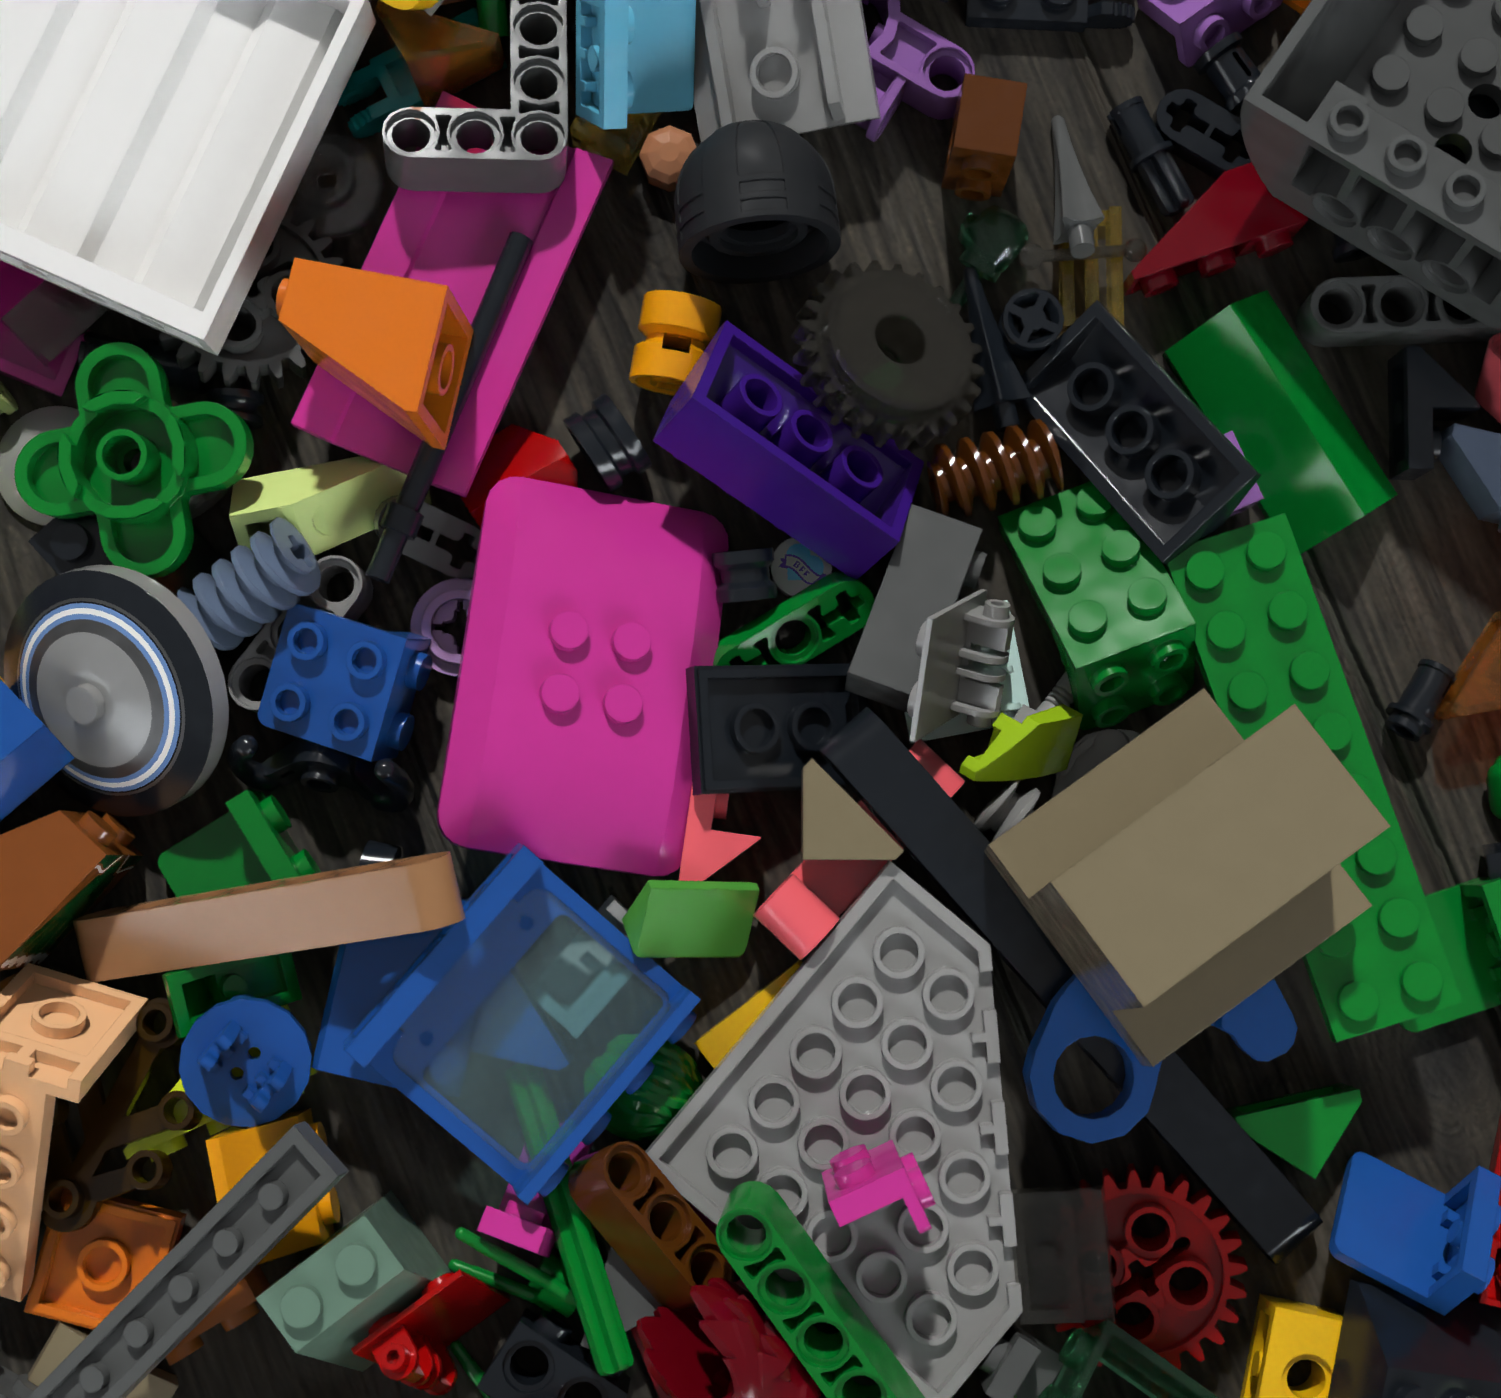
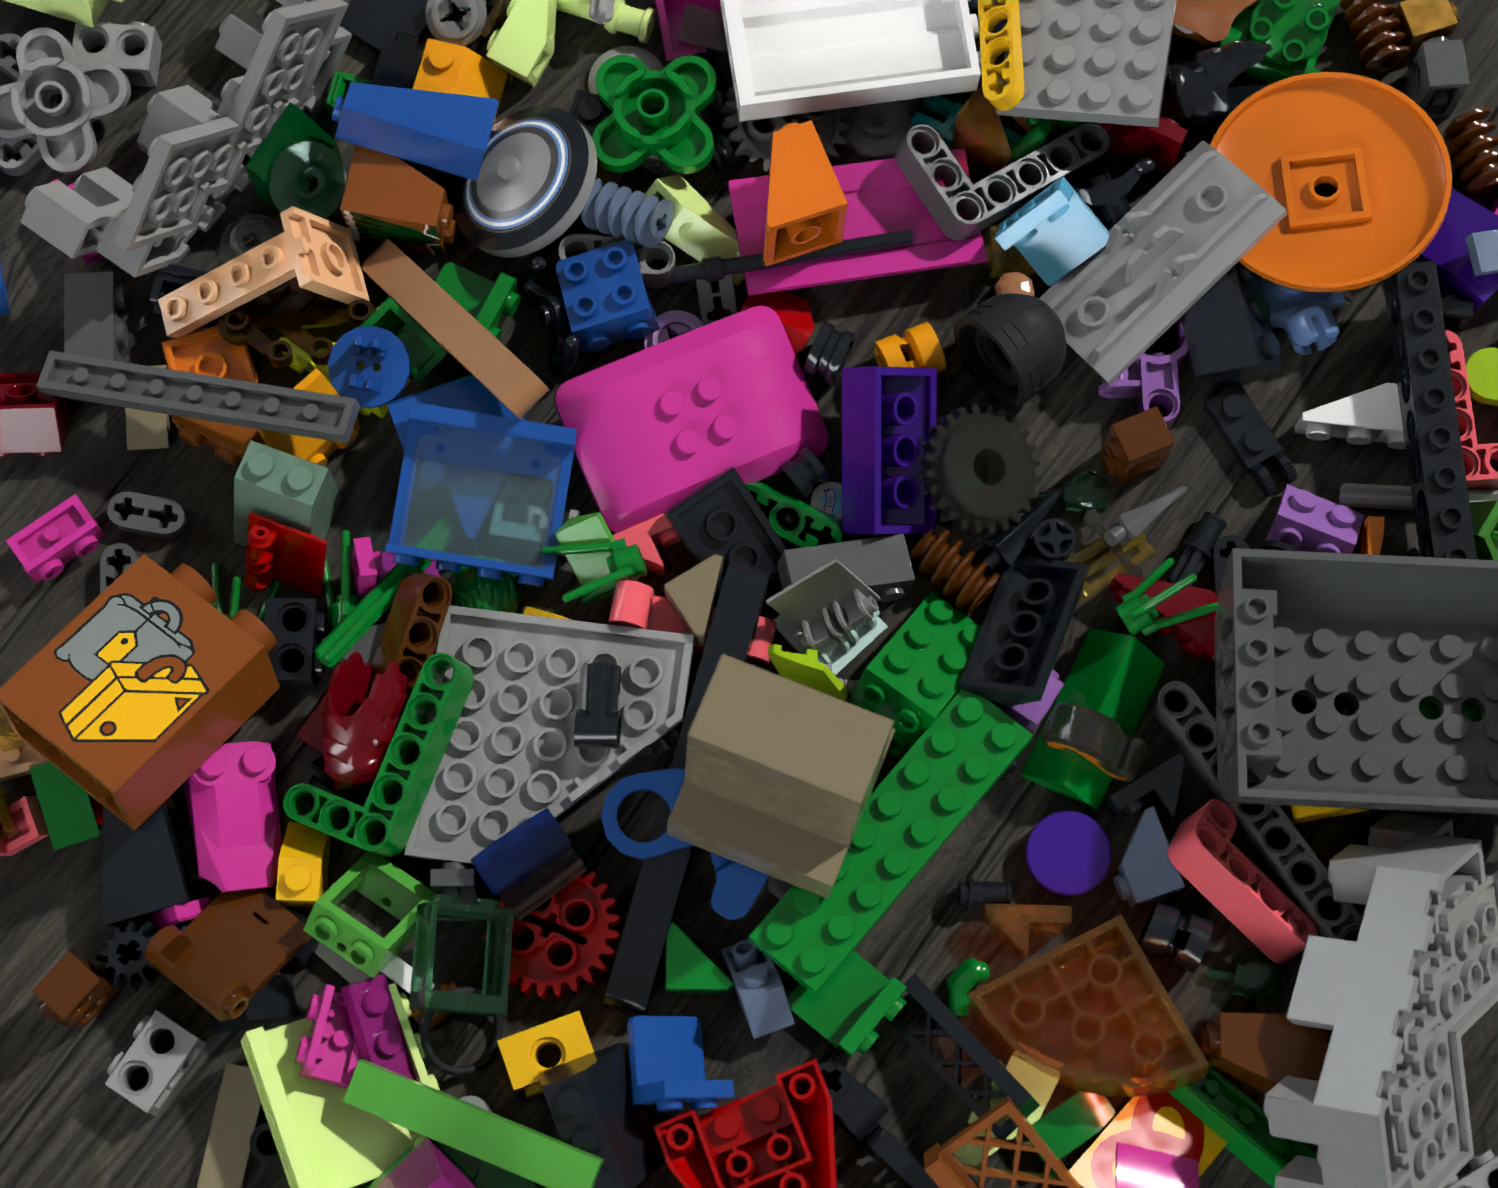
camera: 60 degrees right, 10 degrees down
(736, 893) = (625, 564): none -> green plant
(873, 1179) = (511, 717): dark pink bracket -> none
(928, 1055) = (598, 718): none -> black piece
(1040, 1265) = (520, 851): none -> clear blue slope
(1210, 275) = (1139, 612): none -> green plant
(1328, 442) = (1096, 740): none -> clear smoke animal
(1379, 1061) = (757, 988): none -> sand blue slope
(1434, 565) = (1068, 854): none -> dark purple tile

